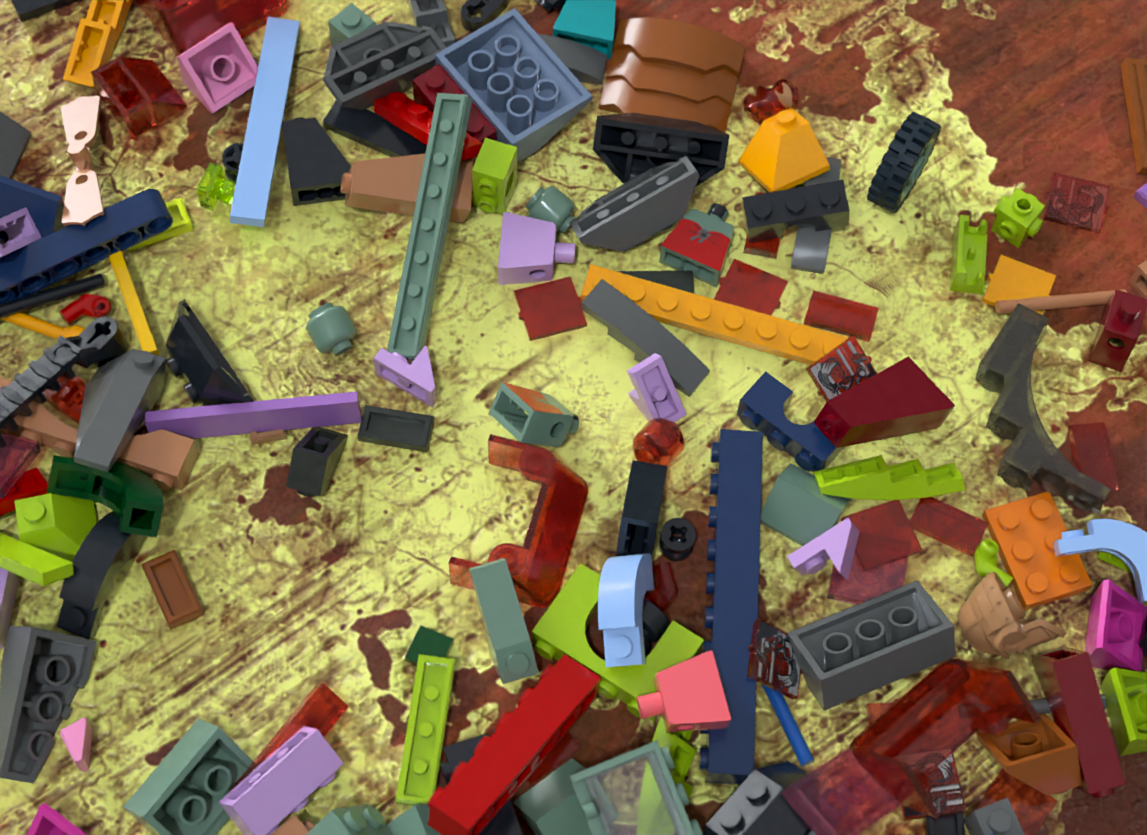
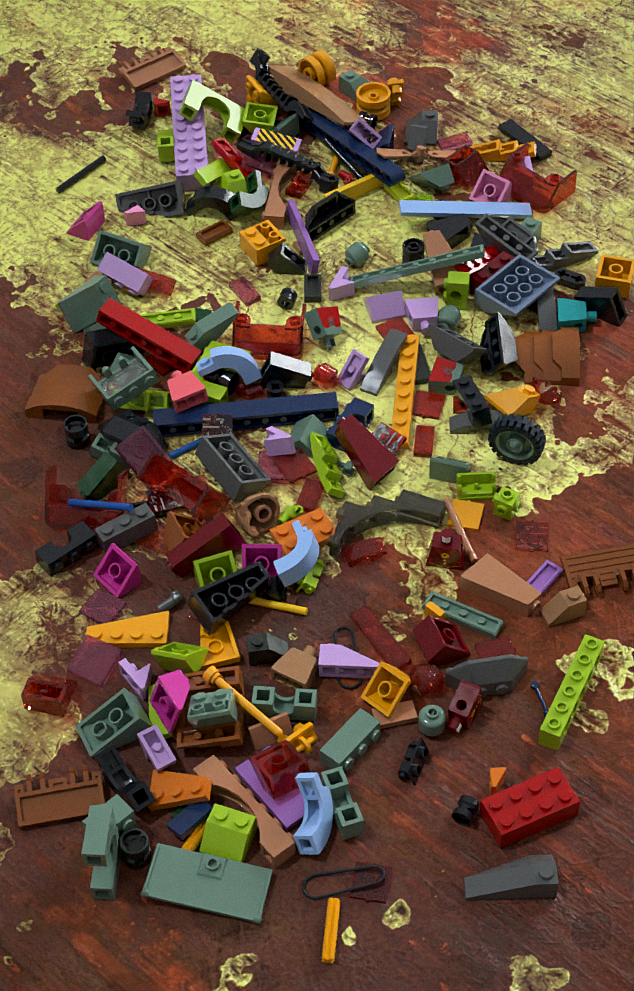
camera: 85 degrees right, 15 degrees down
(37, 101) = (454, 142): none -> clear pink tile
(43, 158) = (417, 137): none -> dark grey slope
(117, 406) = (303, 193): dark grey wedge -> none
(141, 151) = (435, 178): none -> sand green slope
(248, 495) = (260, 240): none -> light orange slope
(364, 231) = (412, 250): none -> black wheel
(371, 555) = (244, 291): none -> clear pink tile
(425, 476) = (287, 298): none -> black wheel
(479, 310) = (385, 306): none -> lavender slope
(891, 448) = (347, 467): none -> sand green hand
(917, 283) = (446, 468): none -> sand green slope

